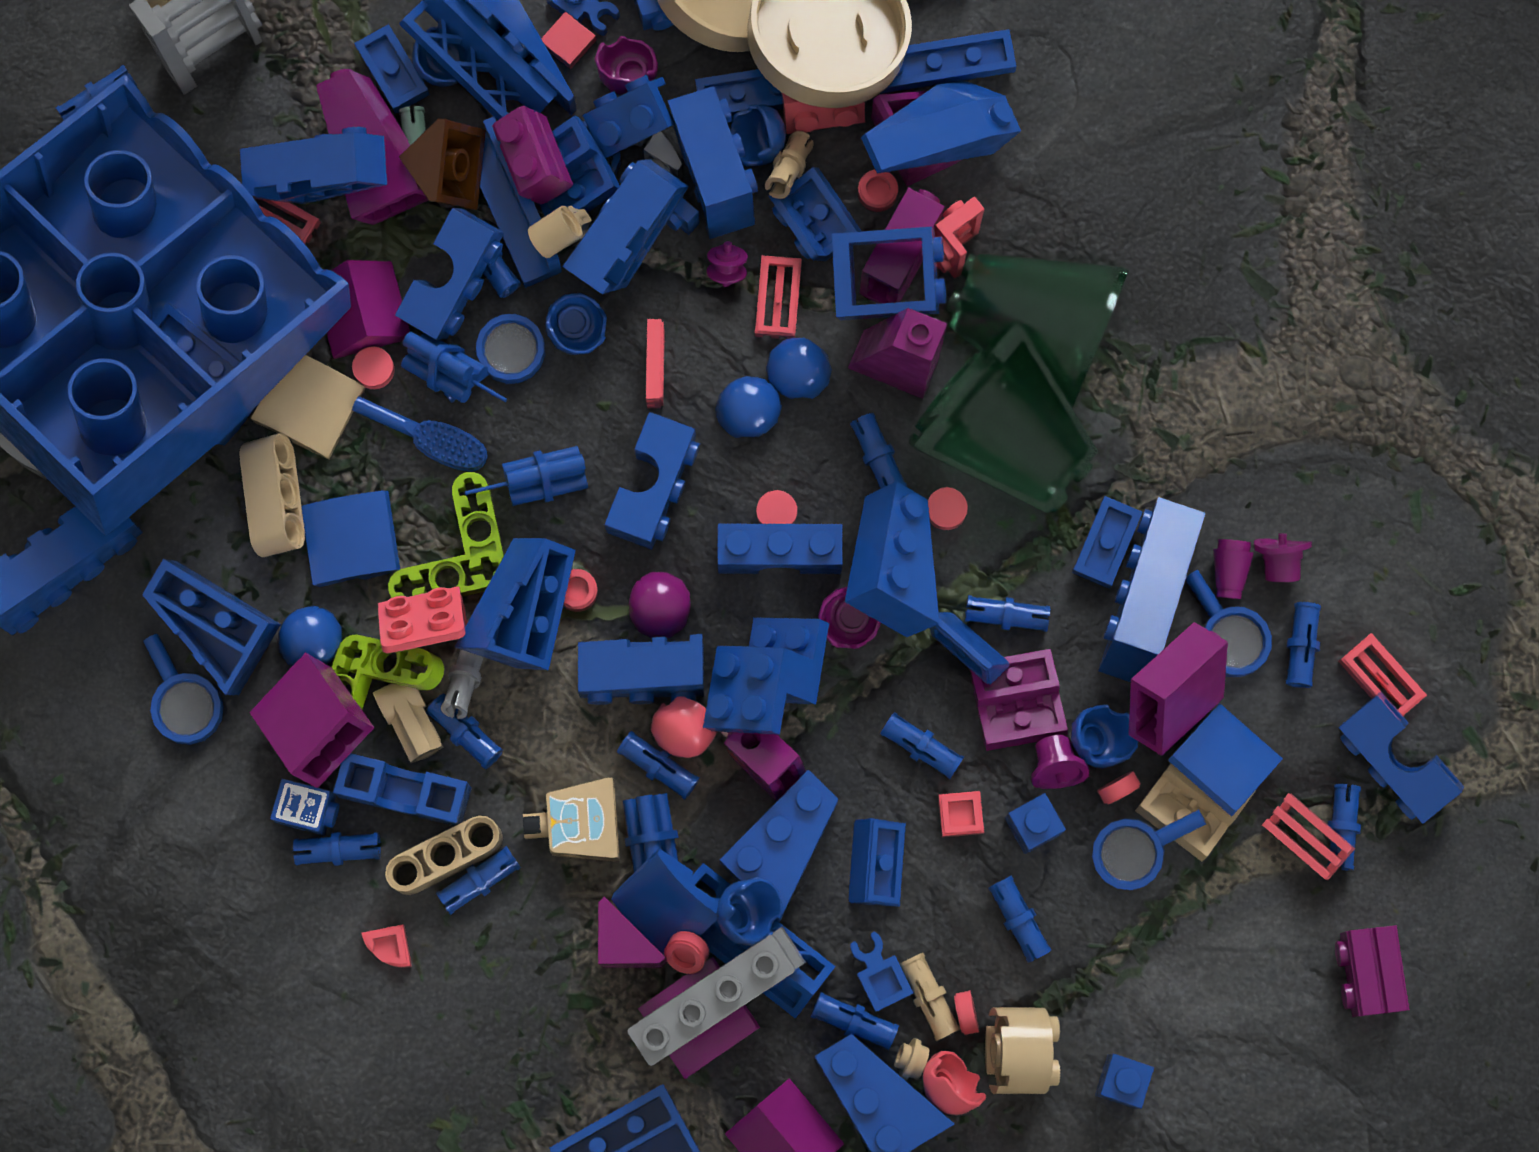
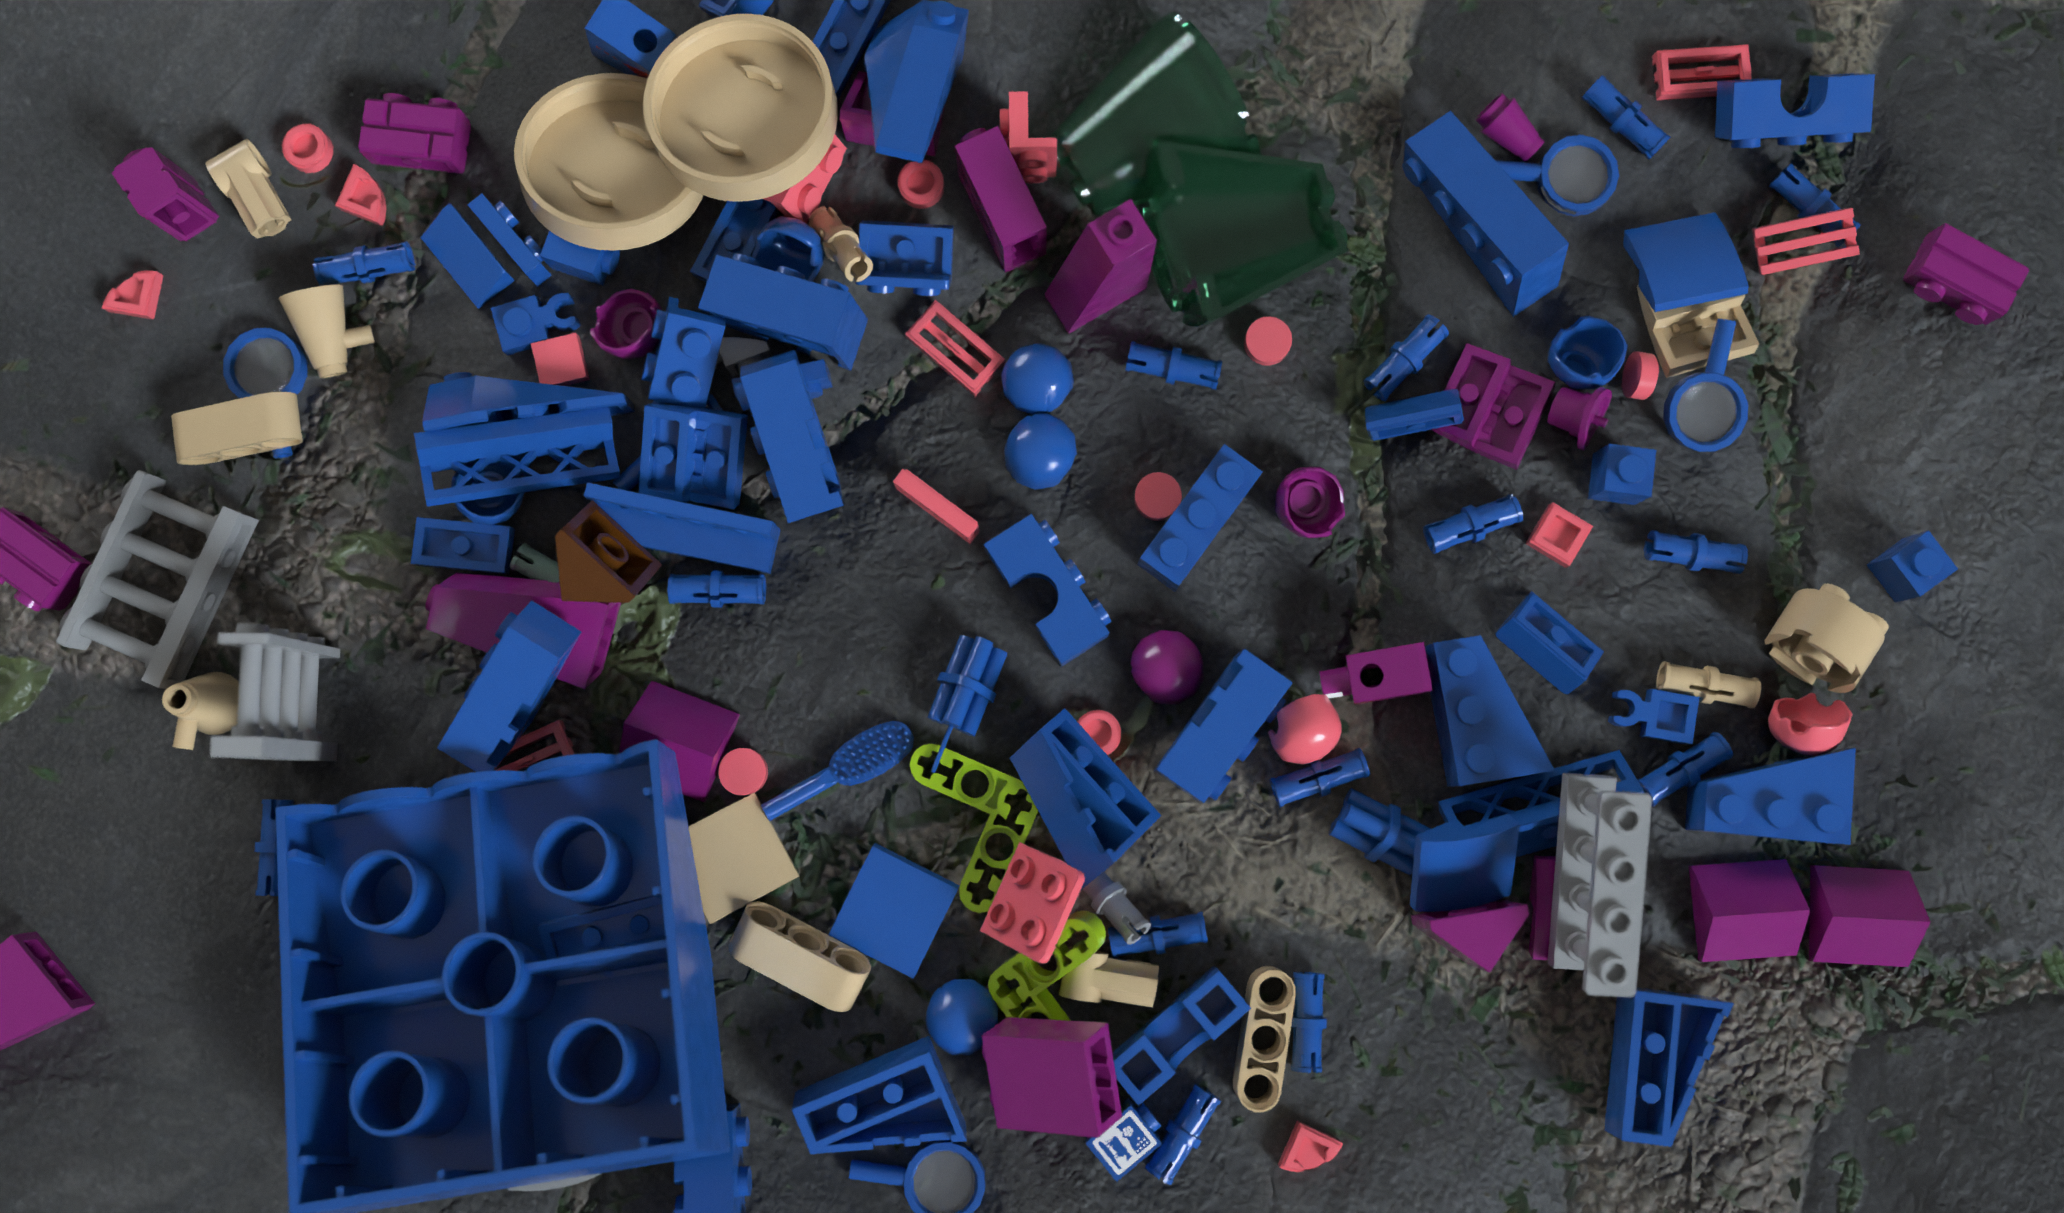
camera: 50 degrees left, 5 degrees up
(444, 366) = (794, 704): blue piece -> none
(471, 247) = (699, 595): blue arch -> none
(510, 349) = (820, 634): piece -> none
(532, 155) = (654, 473): magenta brick -> none
(559, 230) = (748, 501): tan piece -> none
(576, 324) = (845, 551): blue hair -> none
(579, 822) = (1322, 889): tan torso -> none
(686, 952) = (1520, 878): coral tile -> none
(726, 264) = (890, 371): magenta wheel -> none
(749, 910) = (1533, 795): blue hair -> none
(757, 680) = (1318, 618): blue bracket -> none
(845, 273) = (999, 265): blue window -> none
(894, 562) = (1292, 421): blue wedge -> none
(911, 1059) = (1757, 742): tan plate -> none
(966, 1012) = (1748, 662): coral tile -> none
(1107, 542) = (1406, 220): blue plate -> none
(1177, 688) = (1602, 252): magenta brick -> none
(1281, 557) = (1535, 75): magenta piece -> none

